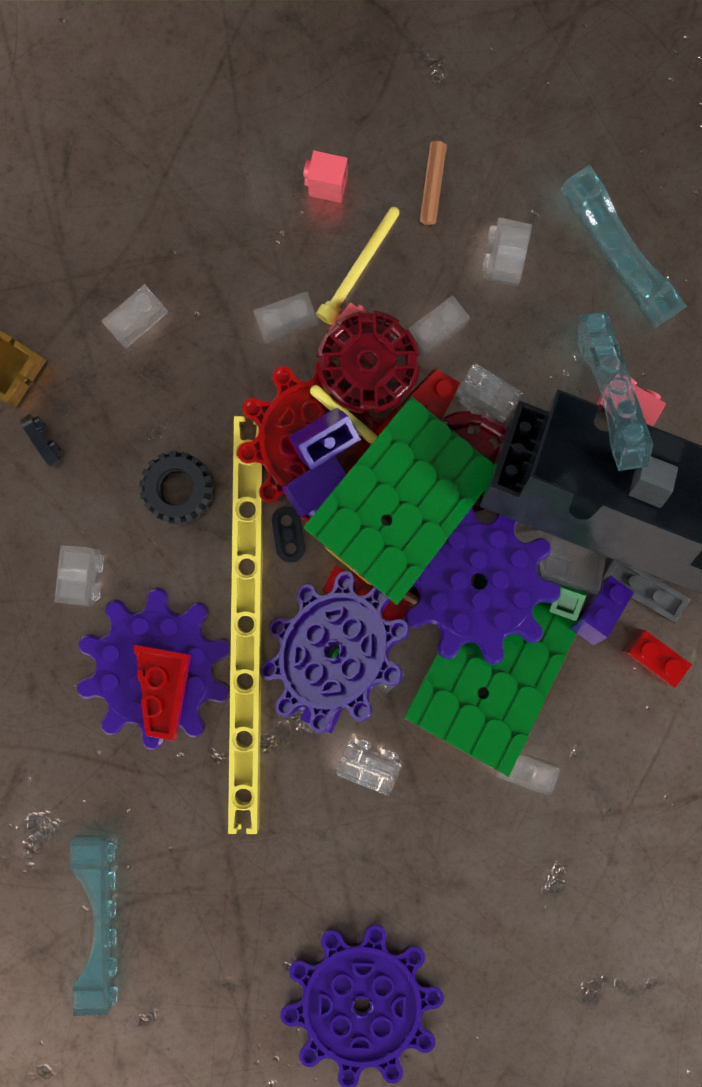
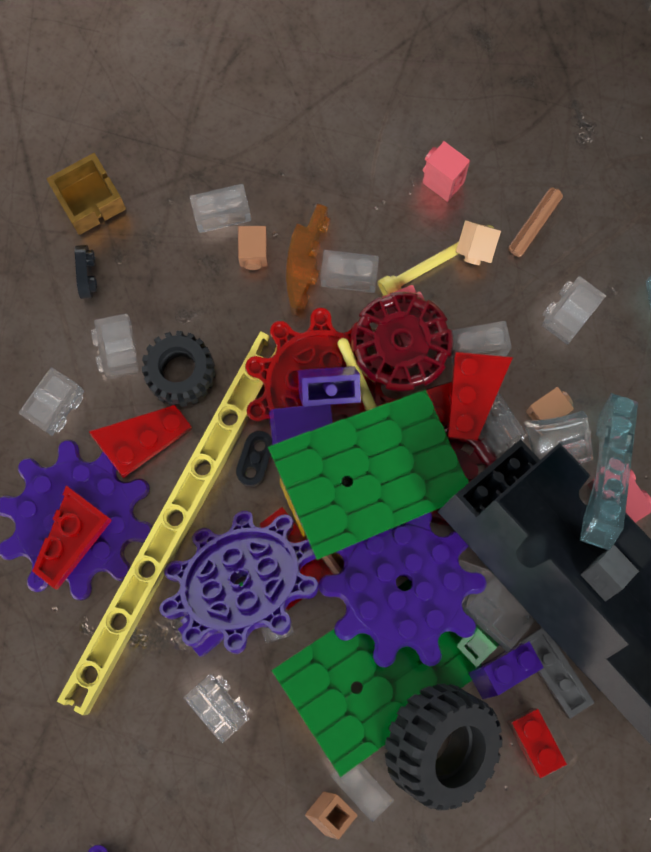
camera: 25 degrees right, 10 degrees down
(108, 495) = (116, 346): none -> clear brick
(175, 567) = (140, 438): none -> red wing
(184, 338) = (252, 246): none -> nougat brick
(238, 335) = (301, 267): none -> clear orange slope
(390, 231) = (478, 242): none -> light nougat brick
(456, 377) = (473, 392): none -> red wing
(512, 807) = (331, 815): none -> nougat brick
(531, 356) = (551, 406): none -> nougat brick
(557, 372) = (568, 430): none -> clear plate
(581, 704) = (419, 735): none -> black tyre

